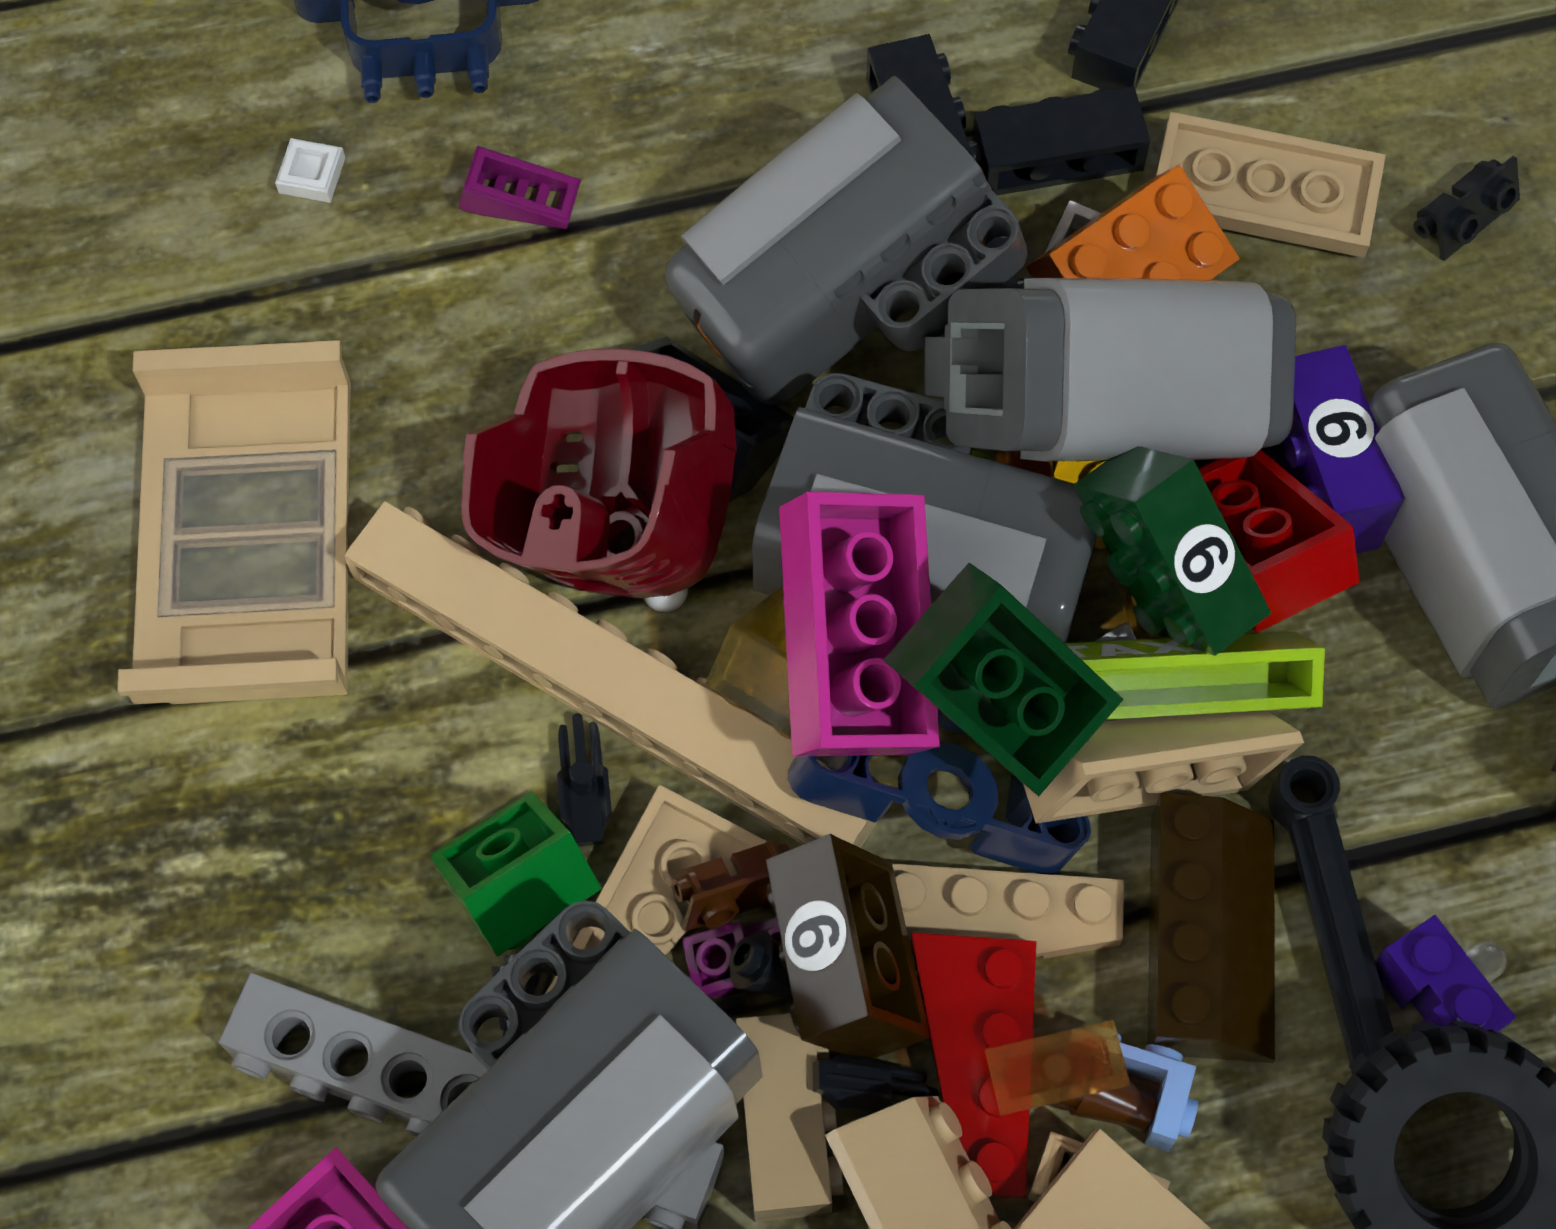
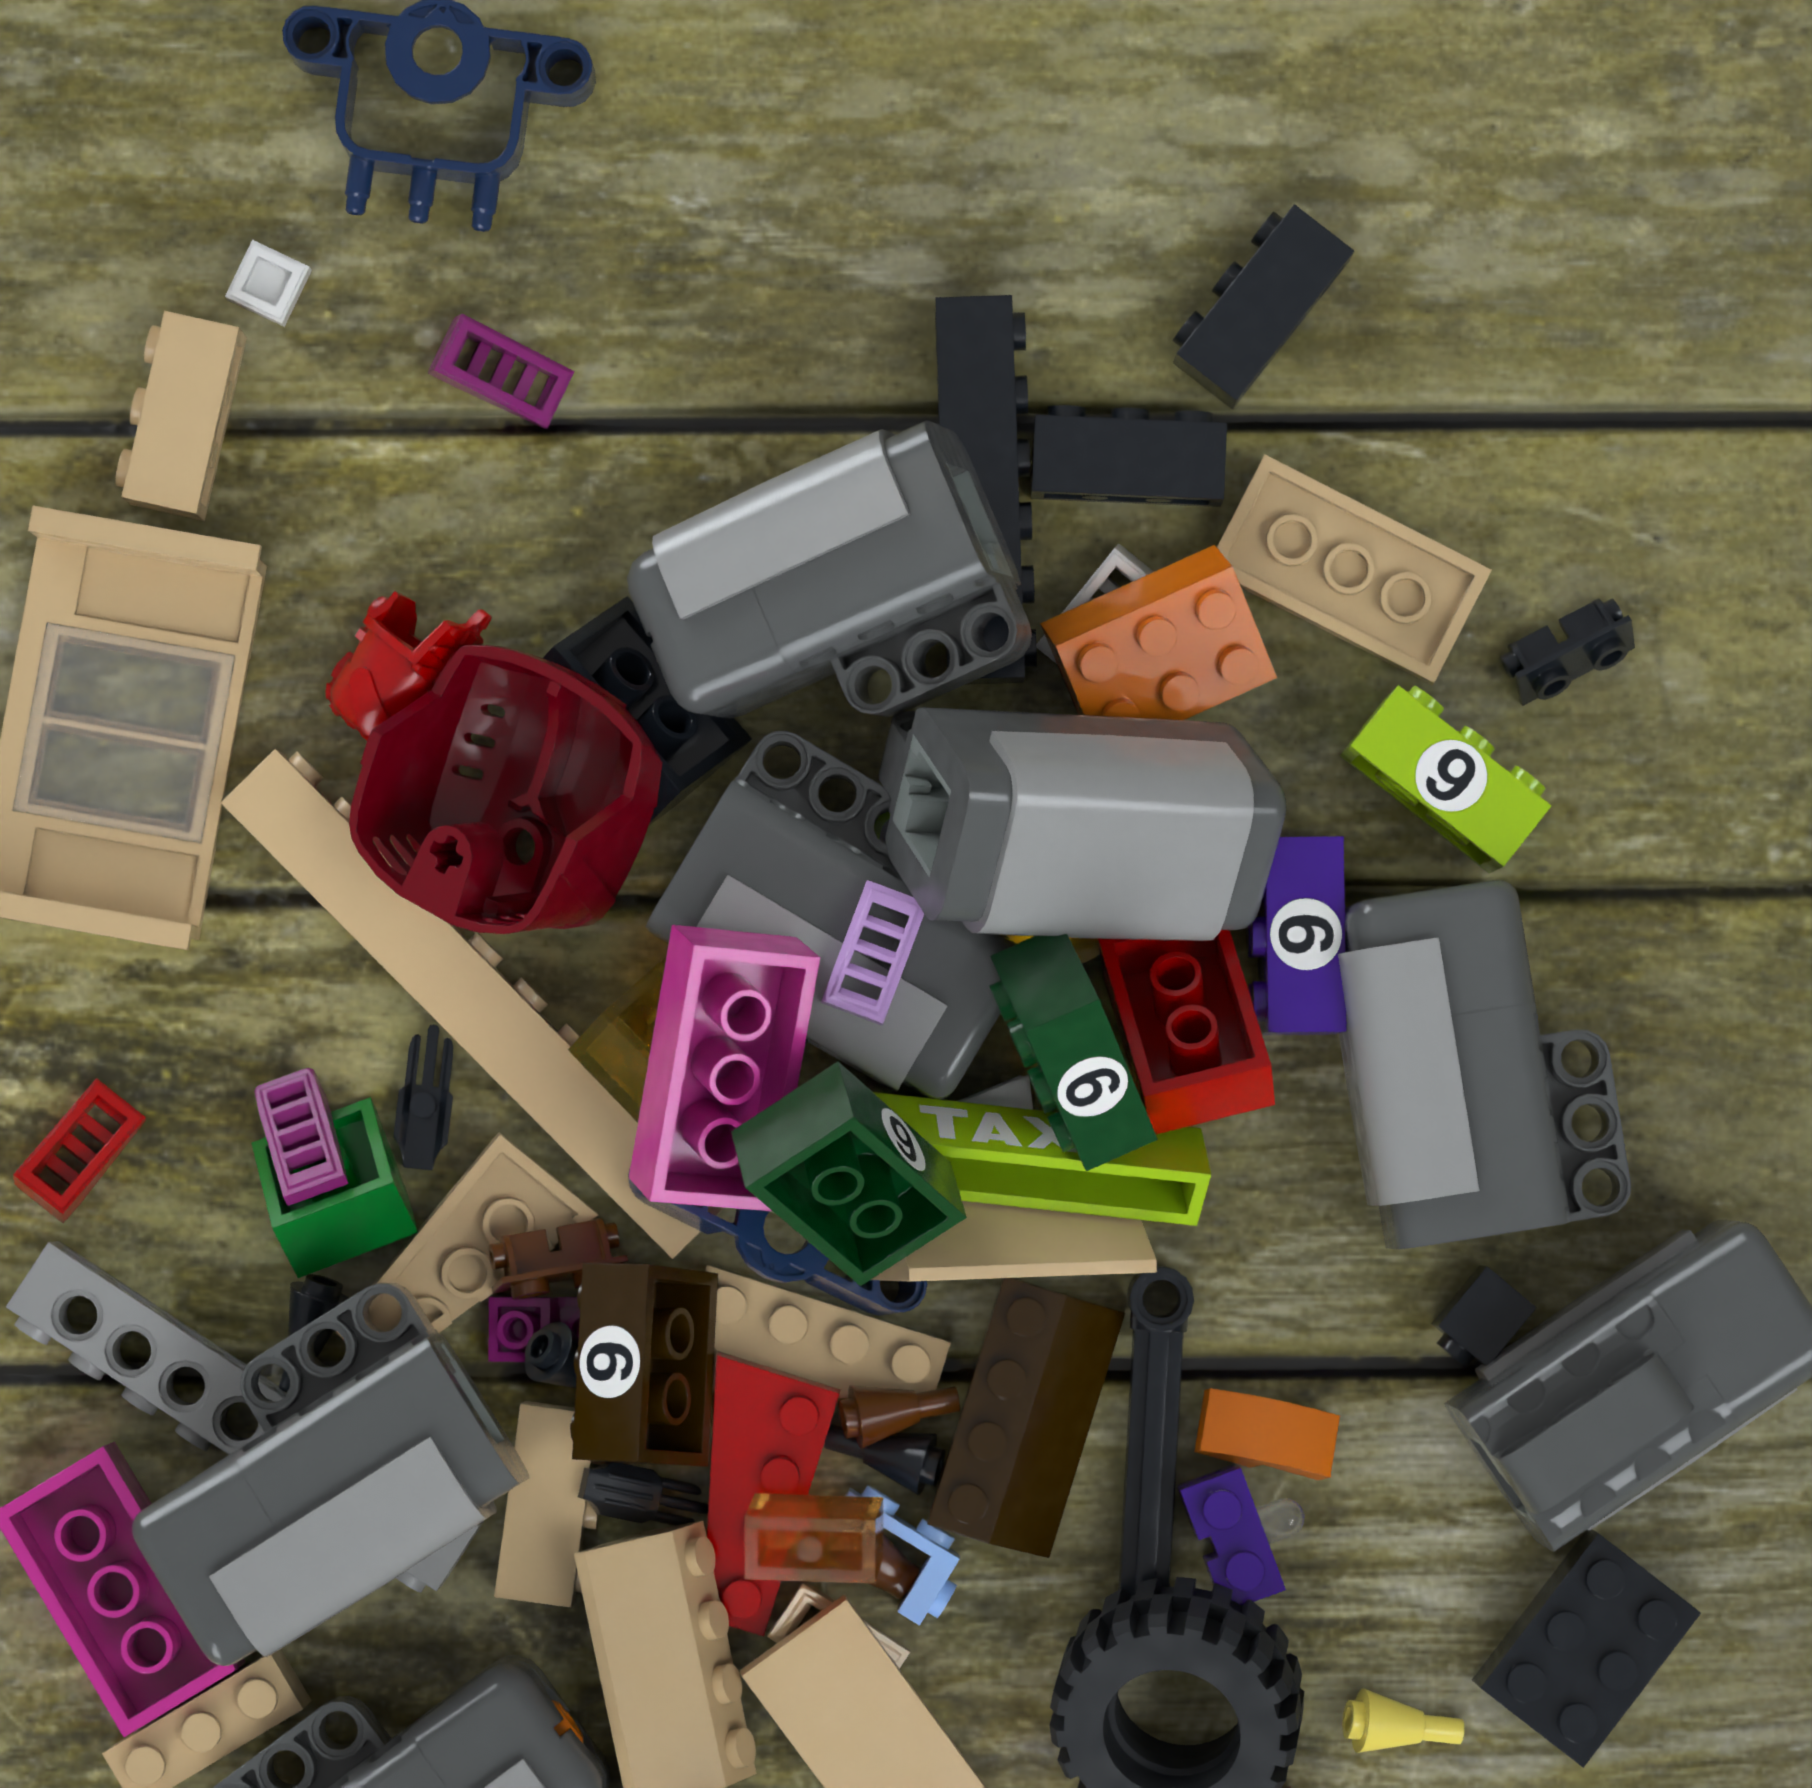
camera: 10 degrees right, 20 degrees up
(254, 267) = (181, 415): none -> tan brick
(265, 933) = (81, 1184): none -> red slope
(470, 404) = (393, 664): none -> red helmet
(473, 824) = (300, 1133): none -> magenta slope
(966, 548) = (858, 1004): none -> lavender slope
(1077, 952) = (881, 1412): none -> reddish brown cone
(1107, 994) = (902, 1457): none -> black cone
(1405, 301) = (1447, 777): none -> lime brick
(1444, 887) = (1267, 1433): none -> orange slope

